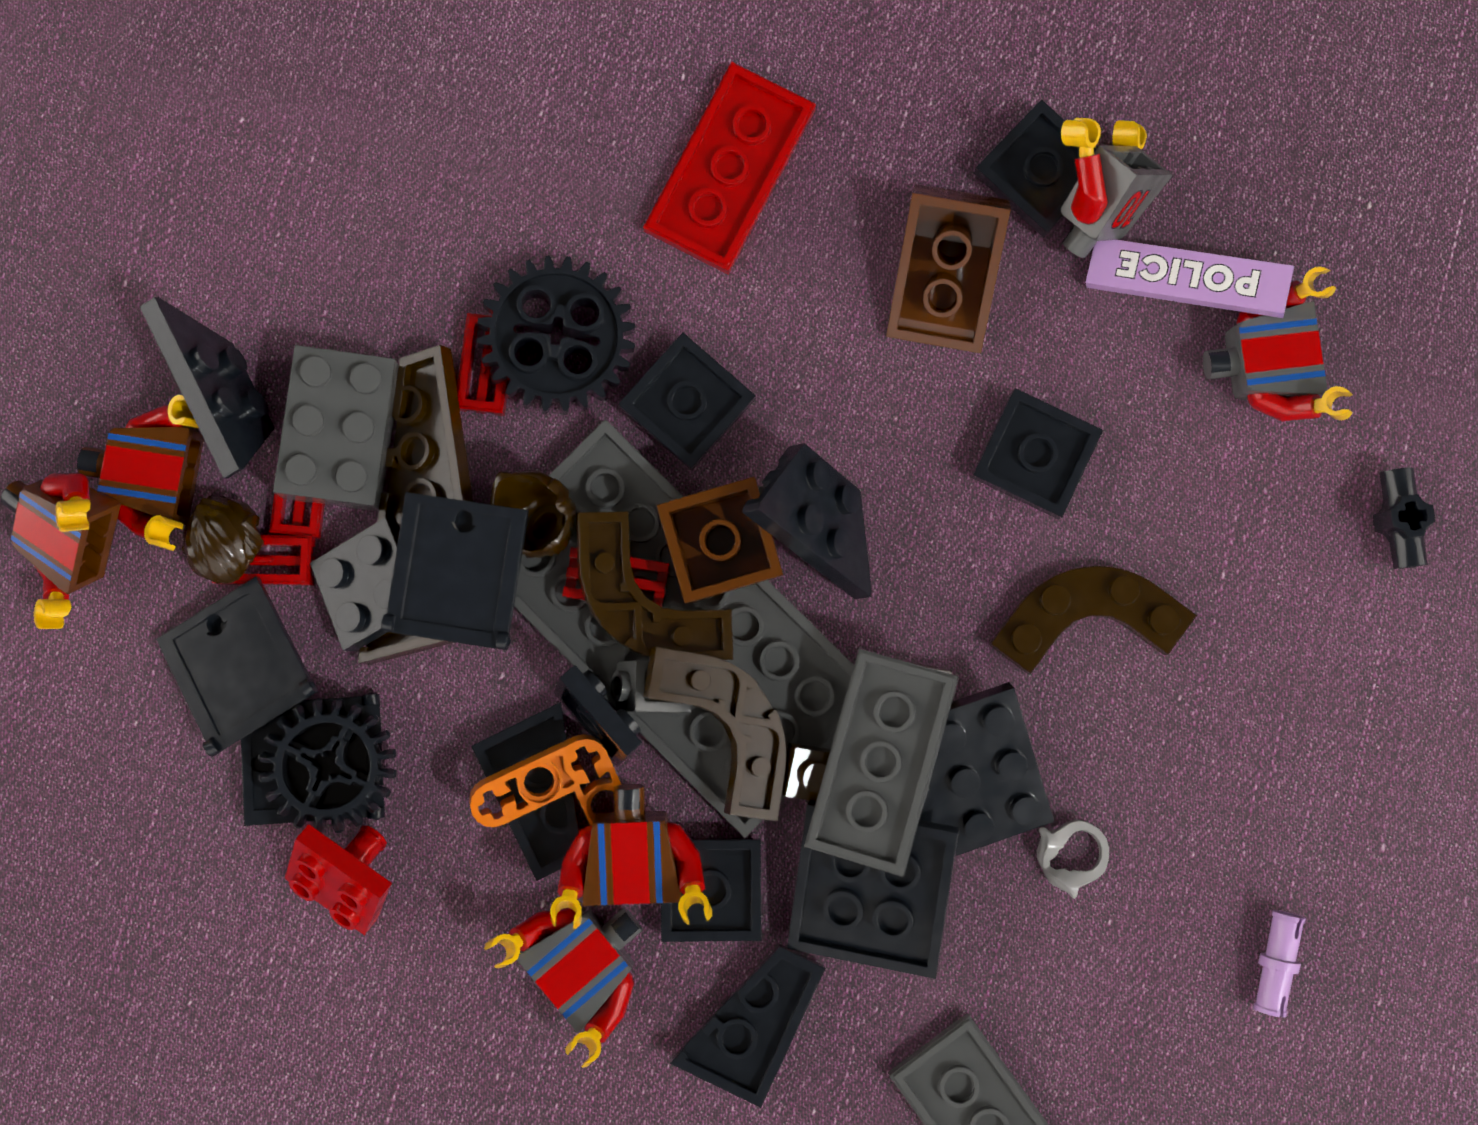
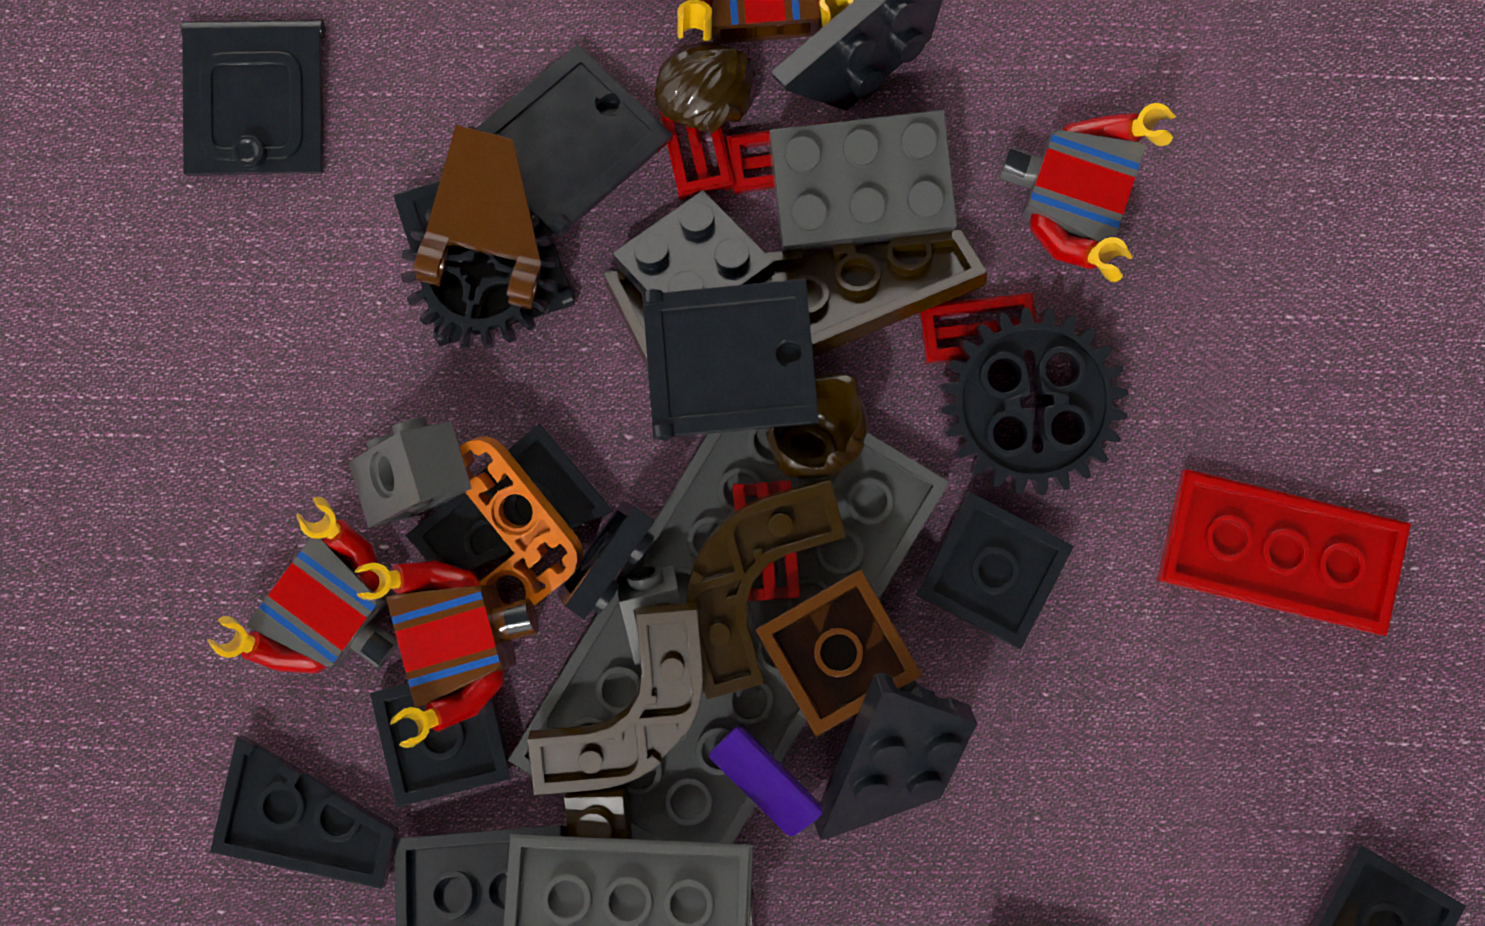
camera: 80 degrees right, 0 degrees up
(120, 933) = (248, 88): none -> black container
(276, 748) = (482, 209): none -> reddish brown flag
(340, 876) = (361, 316): red plate -> none
(389, 248) = (1085, 184): none -> torso
(483, 864) = (409, 471): none -> dark grey brick
(812, 628) = (766, 781): none -> dark purple slope
(948, 268) = (1232, 841): reddish brown slope -> none

